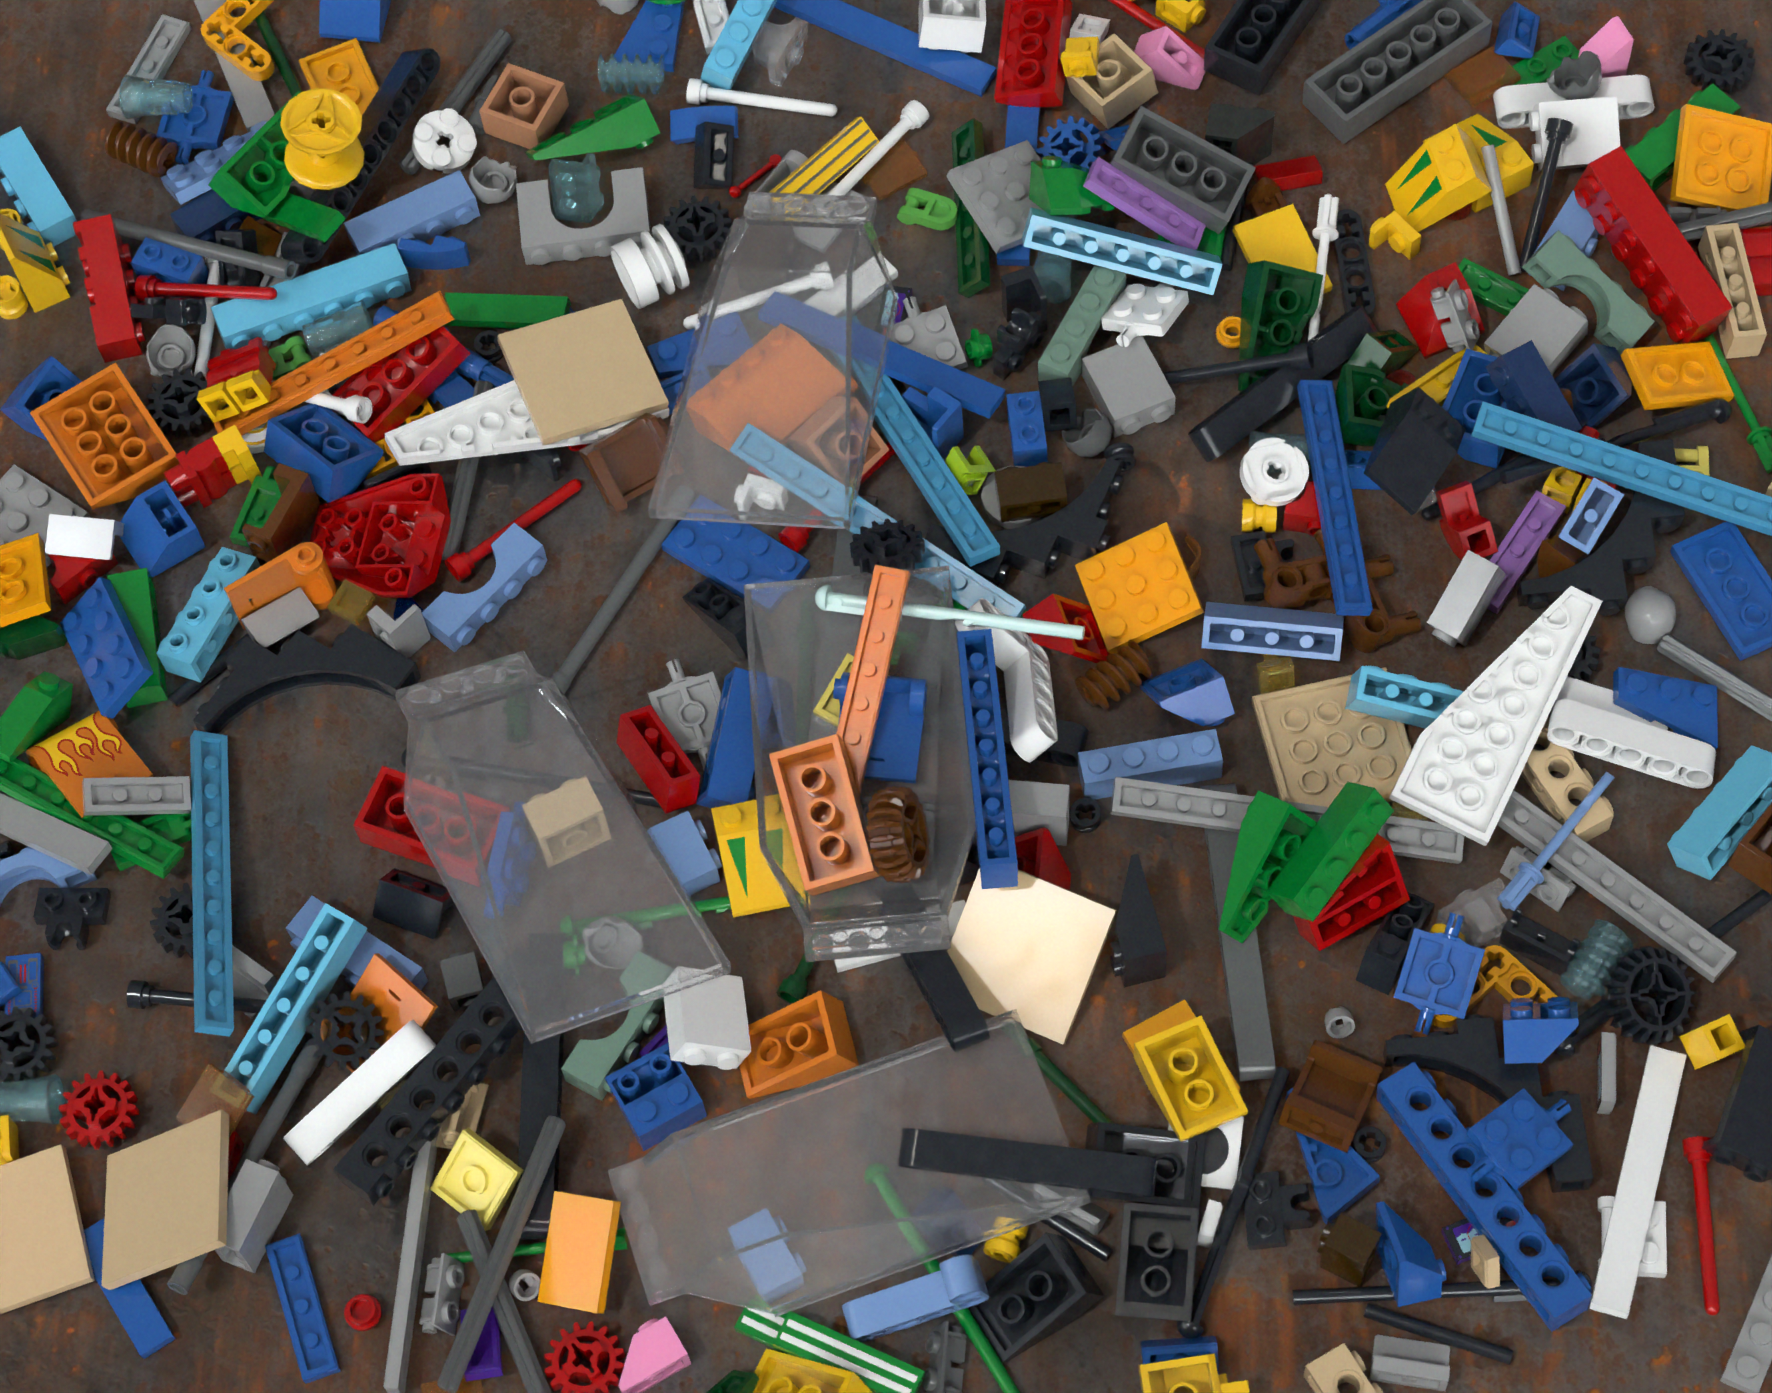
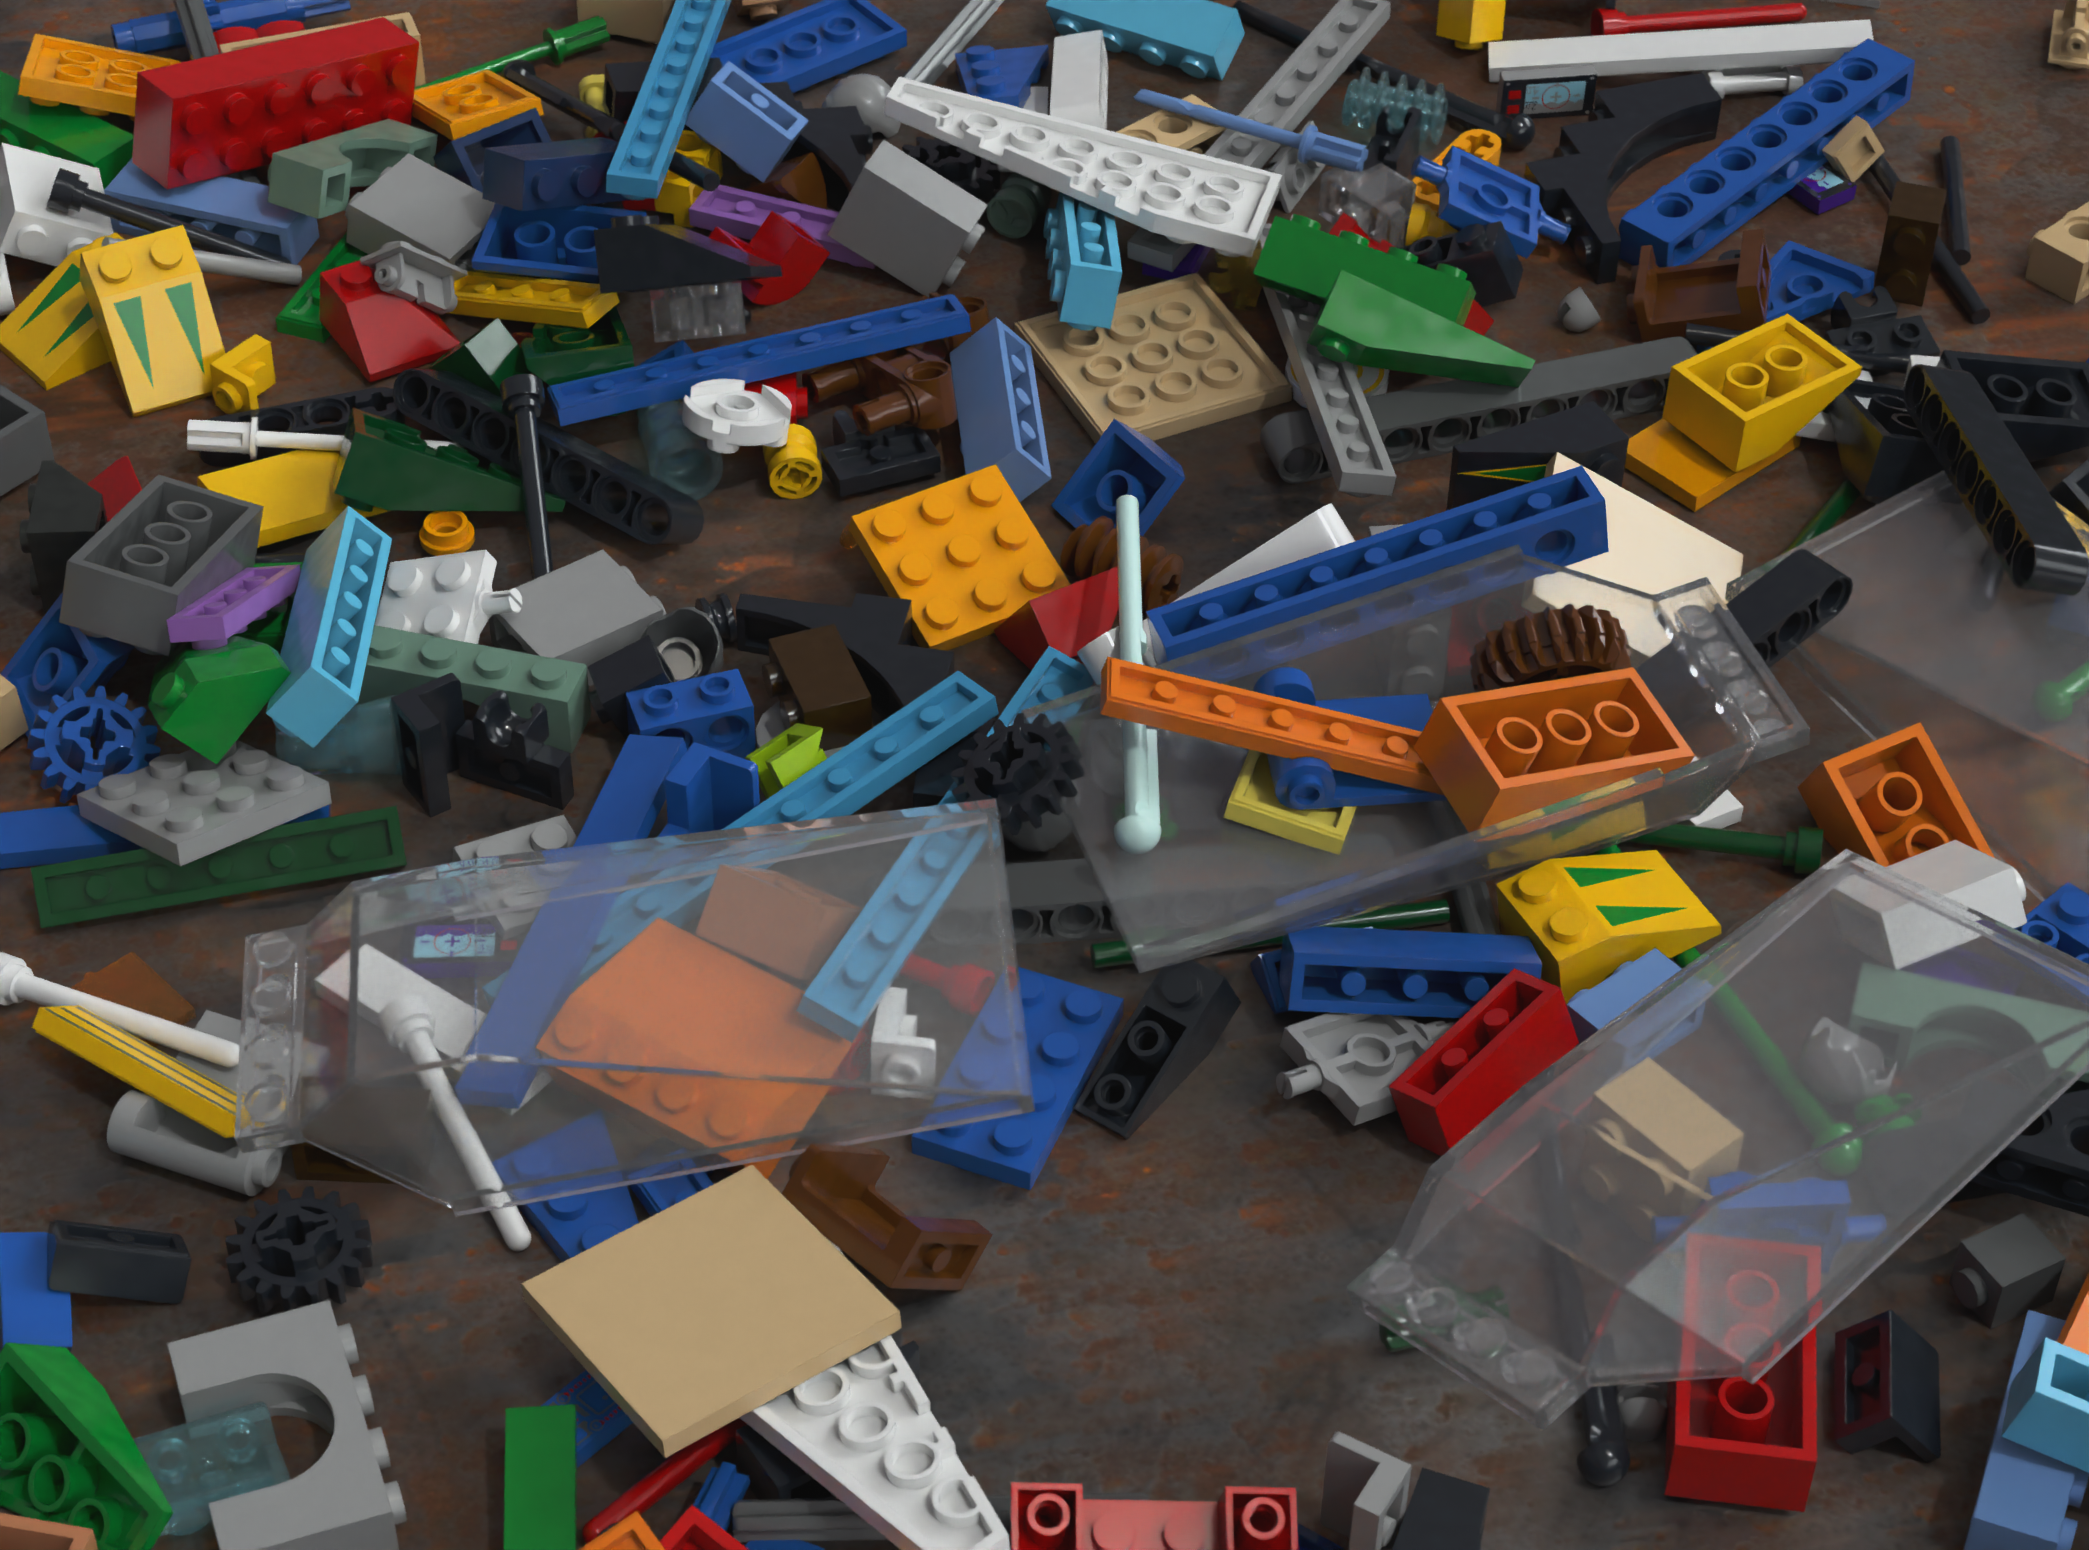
camera: 110 degrees left, 20 degrees down
(458, 616) = (1134, 1385): medium blue arch -> none
(462, 564) = (1157, 1475): red piece -> none
(612, 604) = (959, 1175): dark grey piece -> none
(654, 264) = (418, 1280): white wheel -> none
(735, 191) = (112, 1182): red hinge -> none
(938, 214) = (225, 911): bright green plate -> none
(978, 347) = (519, 801): green plate -> none
(1161, 760) = (1244, 485): medium blue brick -> none
(1275, 673) = (1064, 417): clear yellow tile -> none
(1407, 1260) = (1874, 193): blue slope -> none
(1410, 1363) = (2011, 214): light grey panel -> none
(1519, 1139) = (1694, 111): blue plate -> none
(1536, 1028) = (1533, 110): blue slope -> none
(1646, 1017) = (1435, 52): black gear -> none

